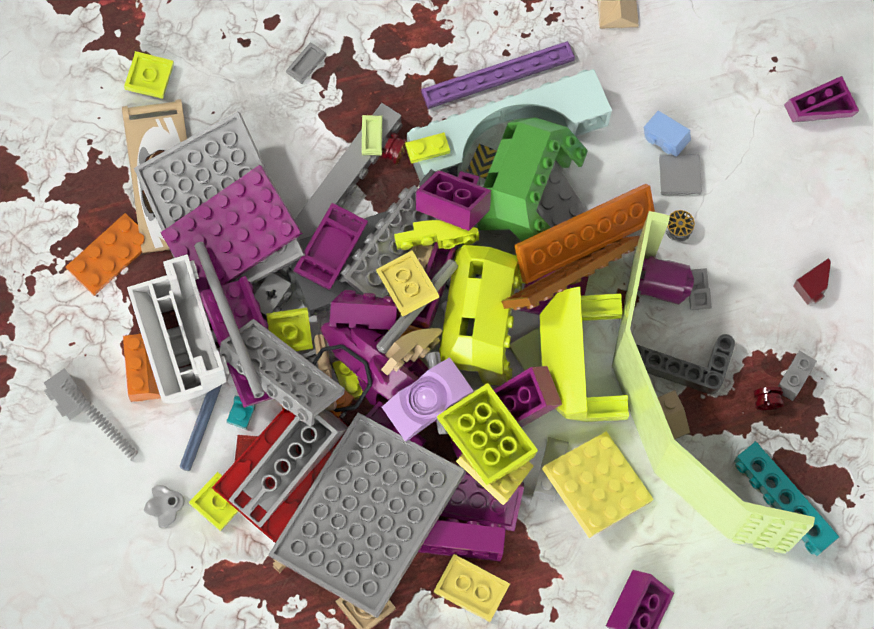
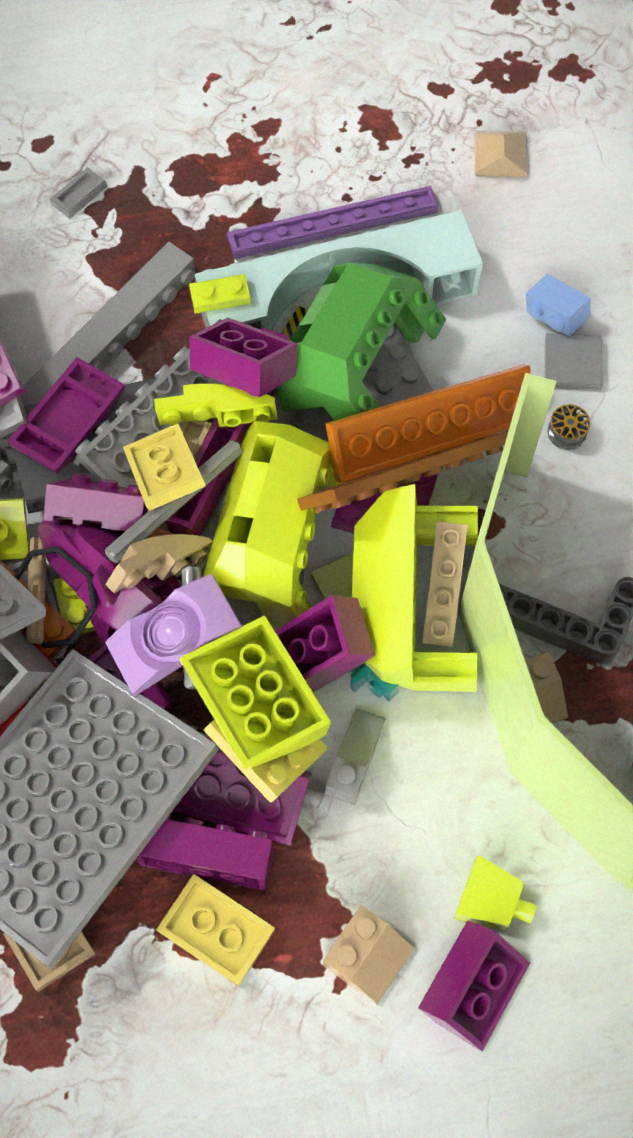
camera: 10 degrees right, 5 degrees down
(371, 135) = (149, 280): yellowish green tile -> none
(394, 148) = (178, 302): dark red wheel -> none
(560, 420) = (376, 685): none -> teal bracket
(571, 596) = (368, 954): none -> tan slope
(597, 484) = (422, 784): light yellow plate -> none
(602, 349) = (444, 584): none -> tan plate
(647, 554) = (493, 897): none -> neon yellow torso
(666, 280) = (544, 496): magenta cylinder -> none
(700, 295) = (591, 514): light grey slope -> none

